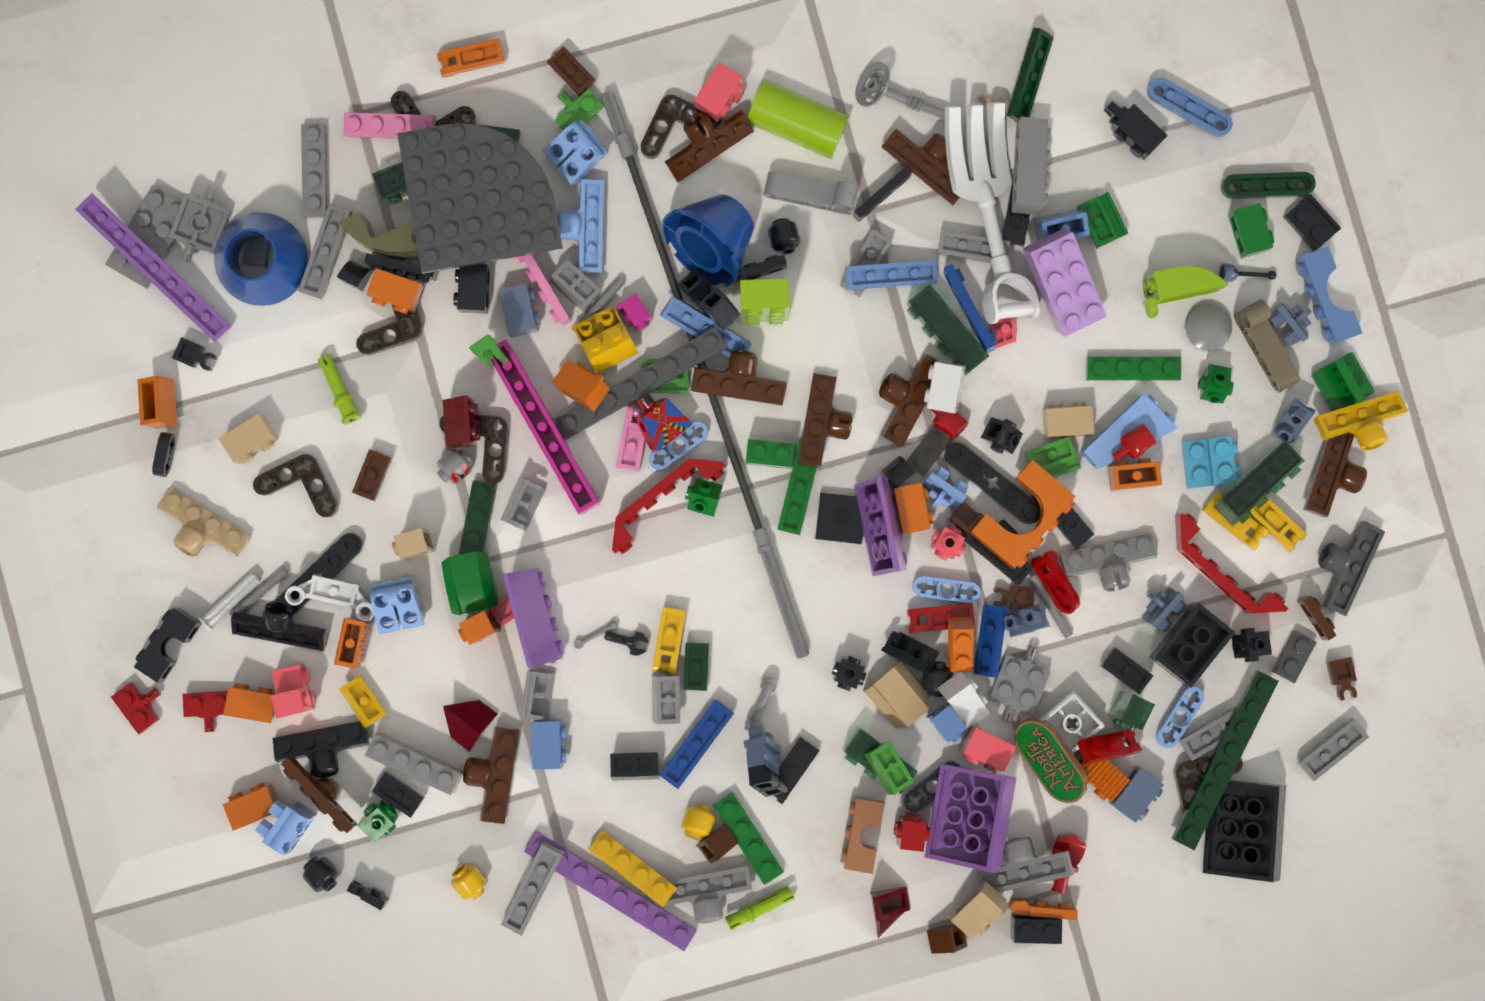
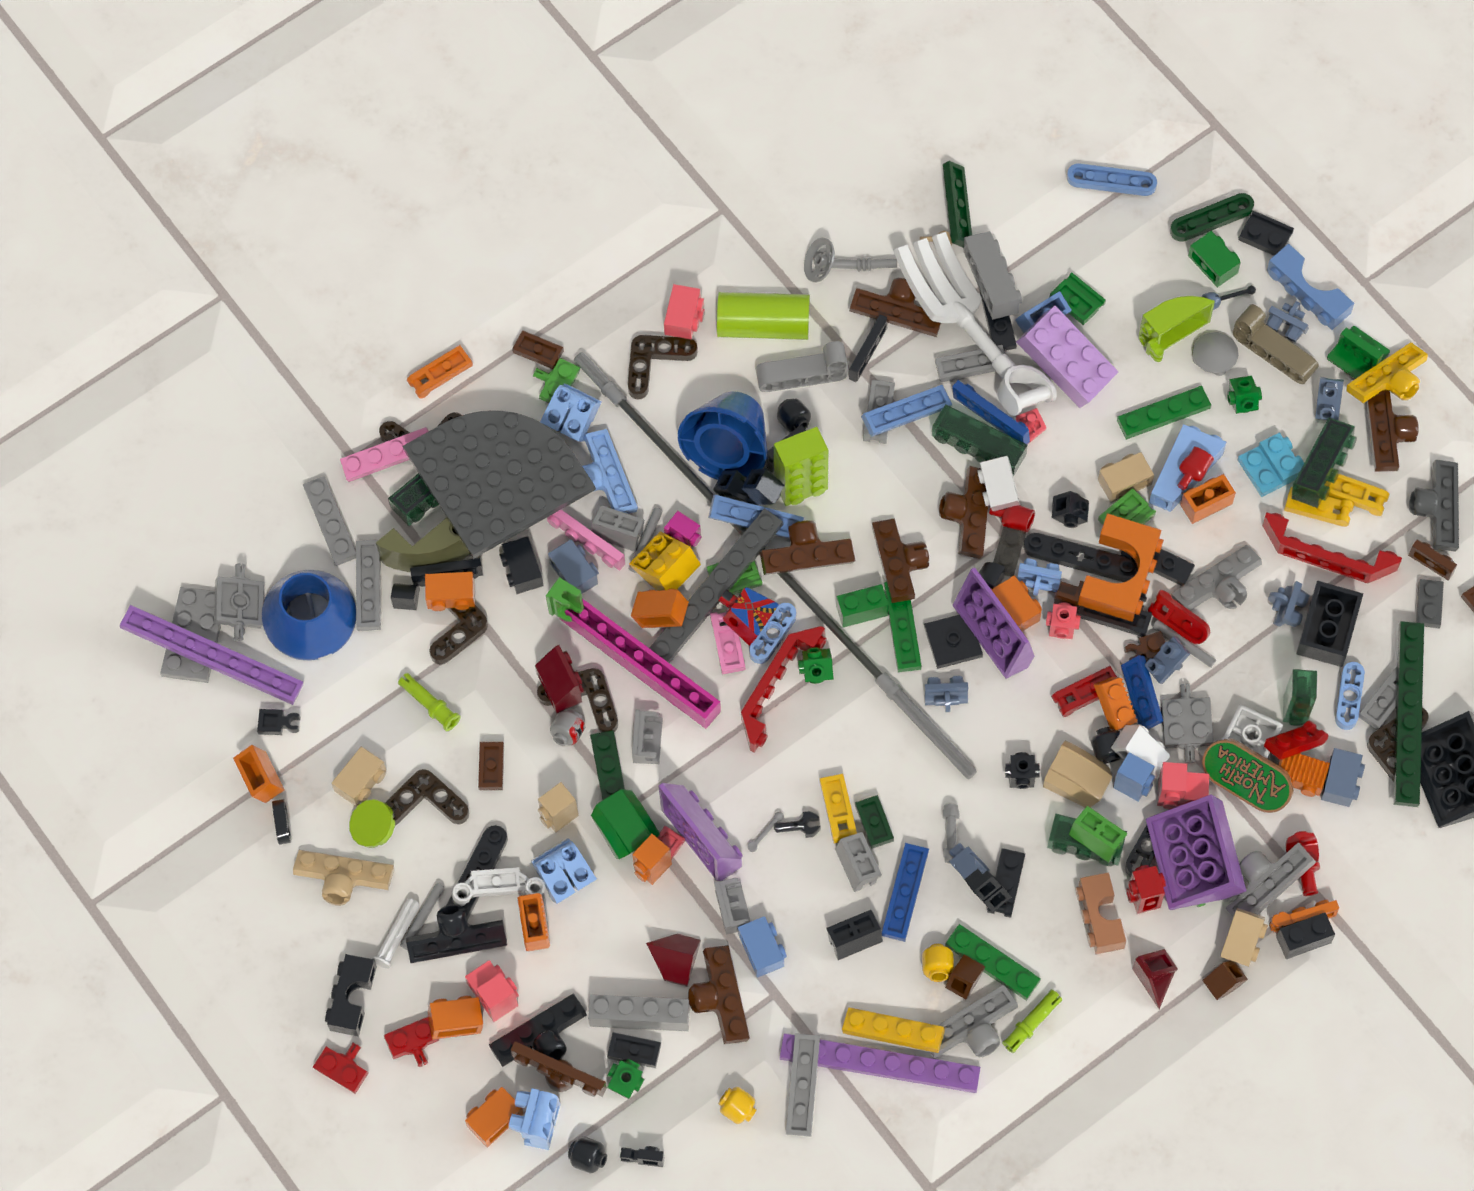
camera: 20 degrees left, 20 degrees down
(243, 489) = (371, 823): none -> lime tile
(362, 701) = (564, 975): yellow plate -> none
(707, 142) = (688, 362): reddish brown plate -> none
(810, 572) = (946, 693): none -> sand blue hips
(910, 651) = (1071, 729): black hinge -> none
(962, 597) = (1062, 662): light blue beam -> none
(1126, 670) = (1276, 670): black plate -> none
(1135, 129) = (1072, 214): black hinge -> none
(1251, 644) = (1384, 603): black brick -> none

